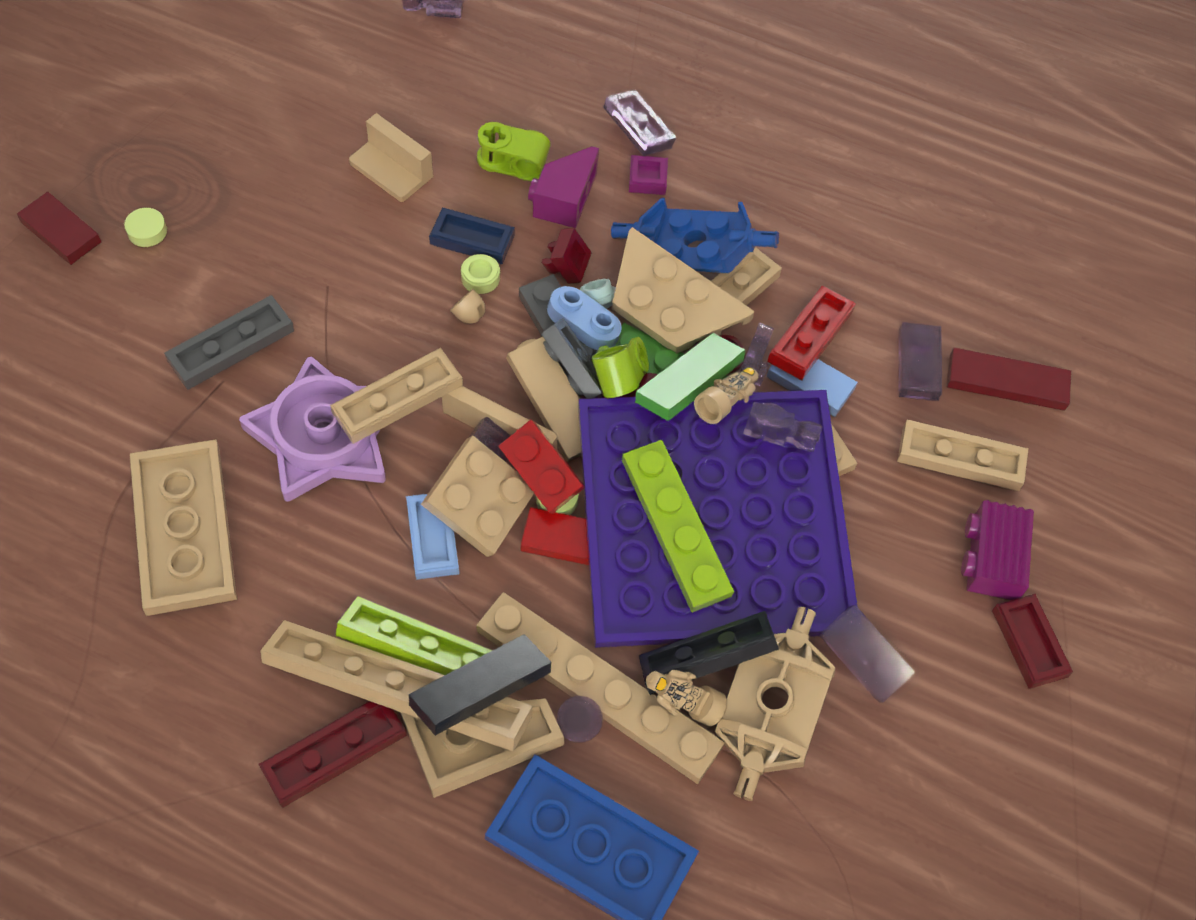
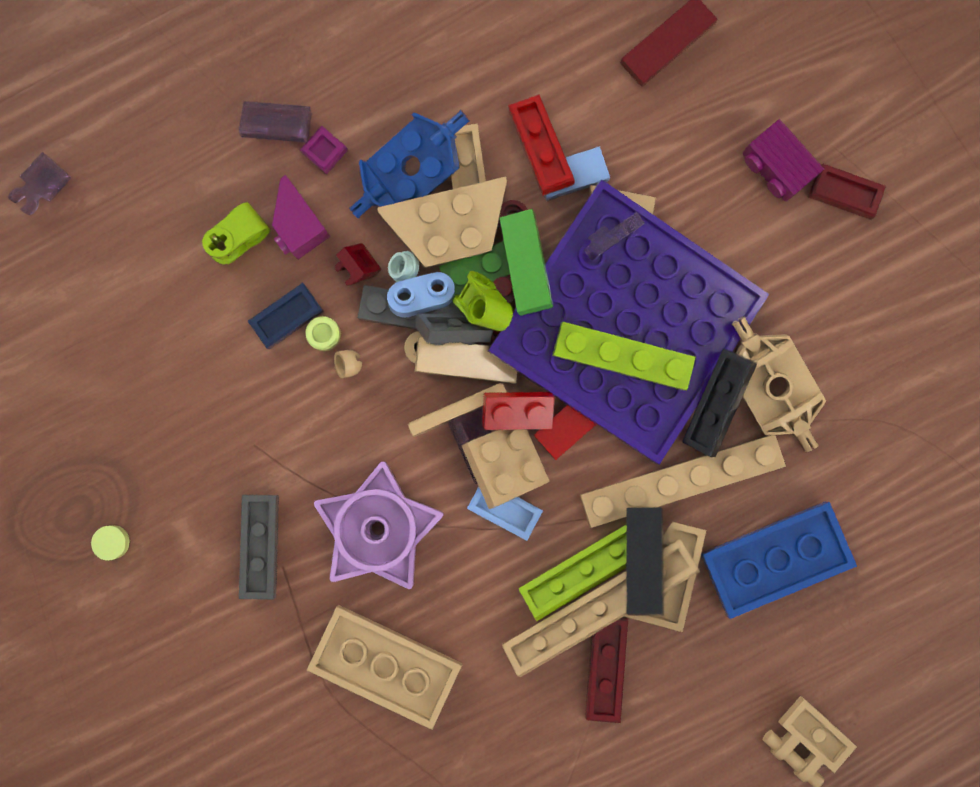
camera: 45 degrees left, 25 degrees up
(59, 228) = (66, 604): dark red tile -> none
(392, 159) = (177, 328): tan panel -> none
(396, 395) = (397, 470): tan tile -> none
(580, 719) = (697, 509): plate -> none
(678, 691) = (742, 430): tan piece -> none
(718, 400) = (557, 242): tan piece -> none
(757, 351) = (533, 200): clear purple plate -> none
(867, 653) = (786, 303): clear purple plate -> none
(920, 361) = (612, 88): clear purple plate -> none
(963, 455) = (701, 123): tan plate -> none

